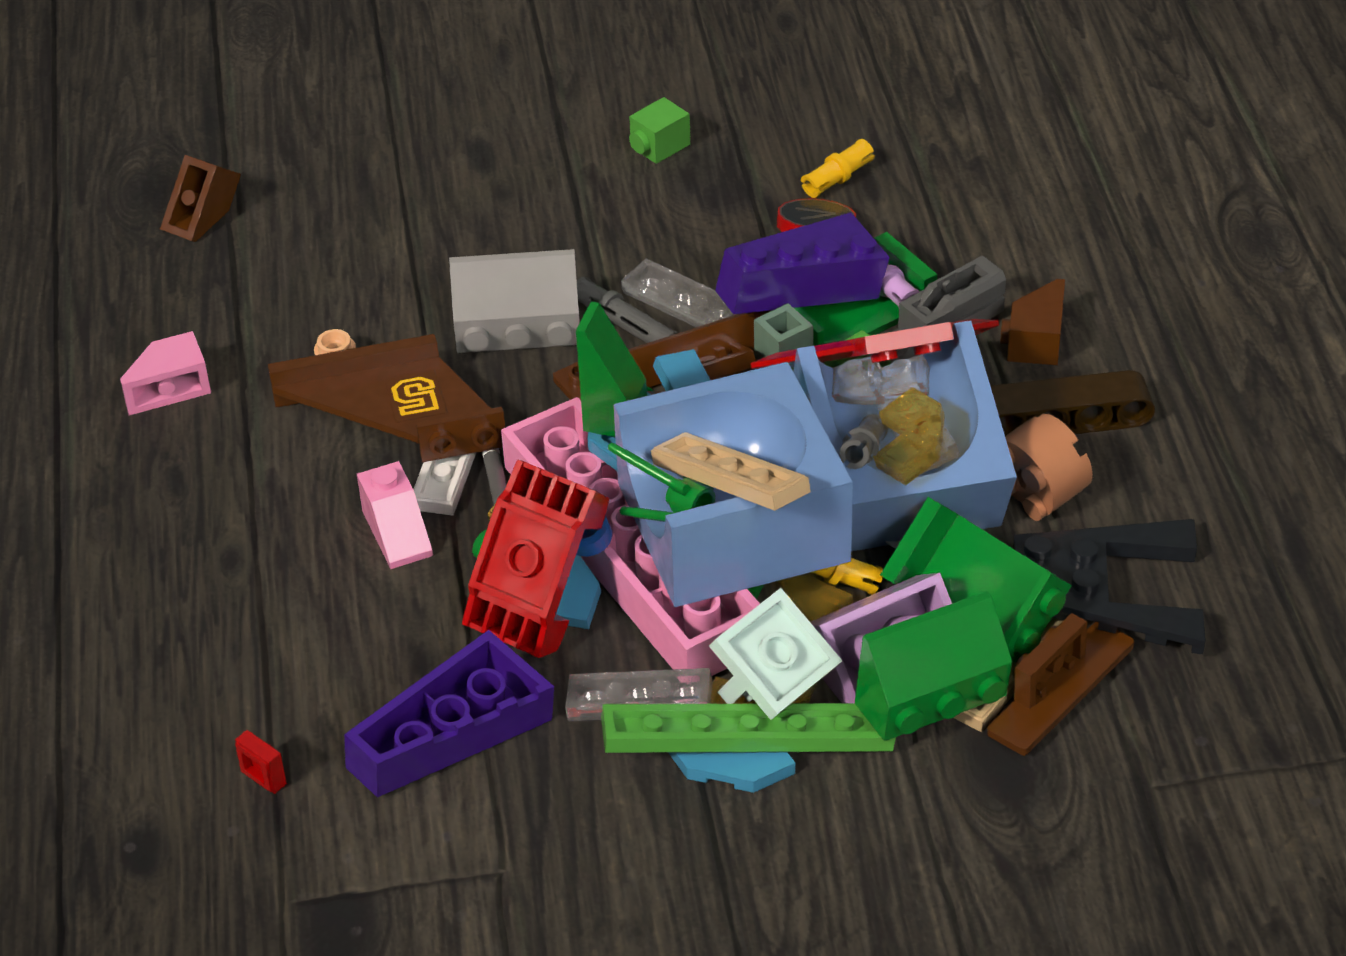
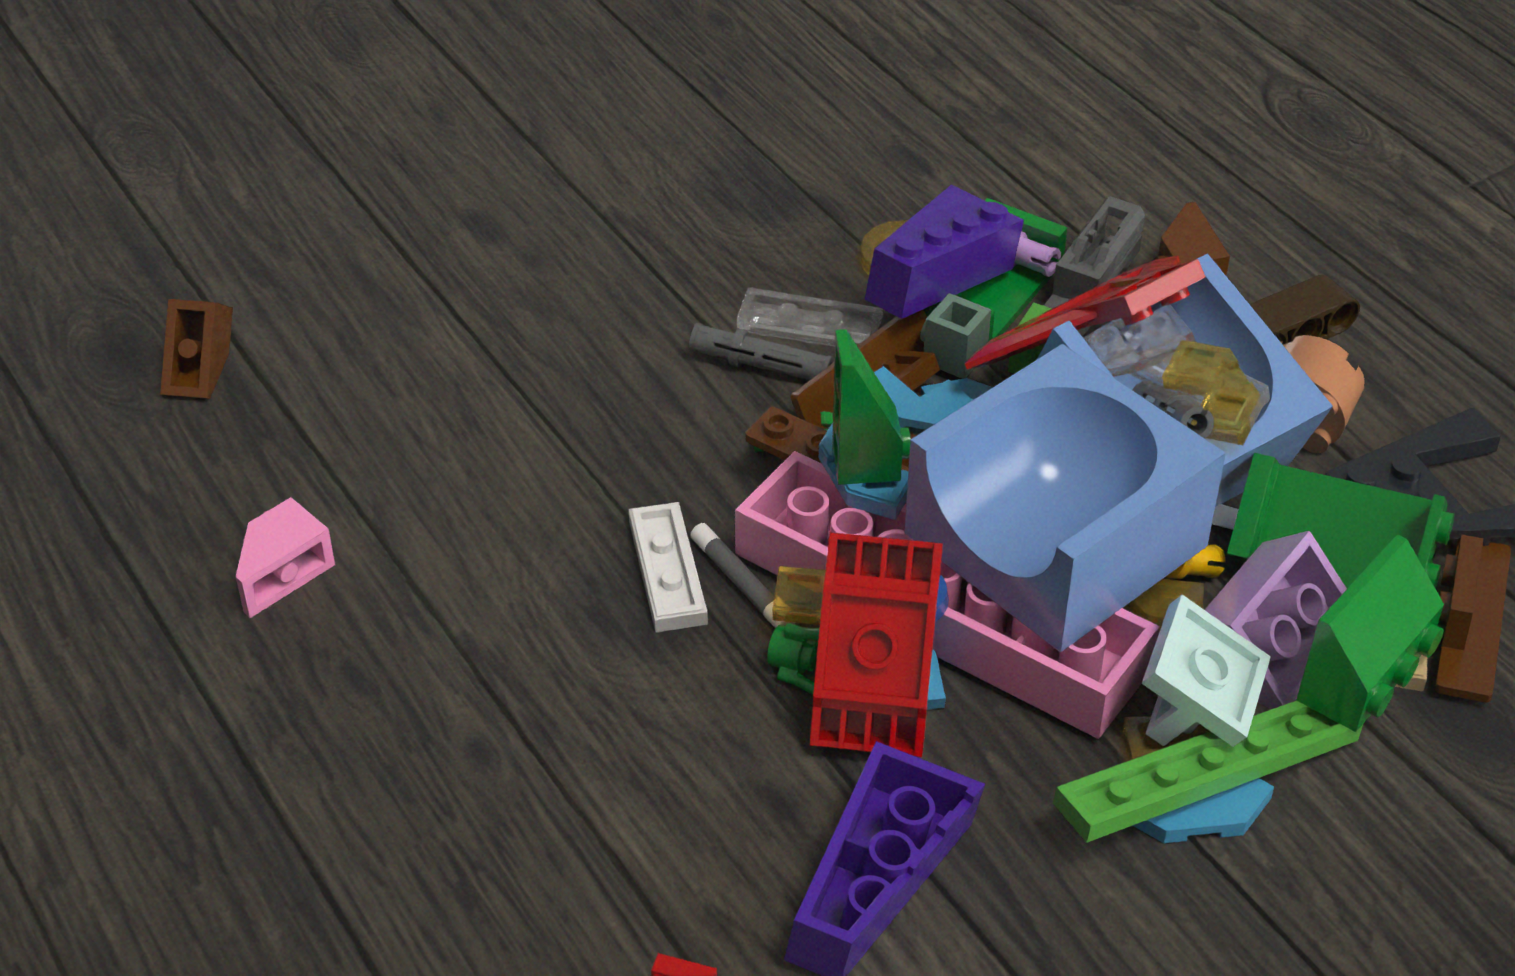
camera: 25 degrees left, 0 degrees up
(333, 341) = (458, 474): light nougat plate -> none
(394, 514) = (653, 642): bright pink slope -> none
(397, 390) = (573, 501): reddish brown piece -> none
(514, 300) = (644, 367): light grey slope -> none
(659, 130) = (671, 153): bright green brick -> none
(678, 686) = (1035, 770): clear plate -> none
(680, 494) = (1038, 521): green plant -> none
(731, 471) = (1086, 477): tan tile -> none
(808, 211) = (890, 203): black tile -> none
(837, 168) = (878, 149): yellow pin -> none

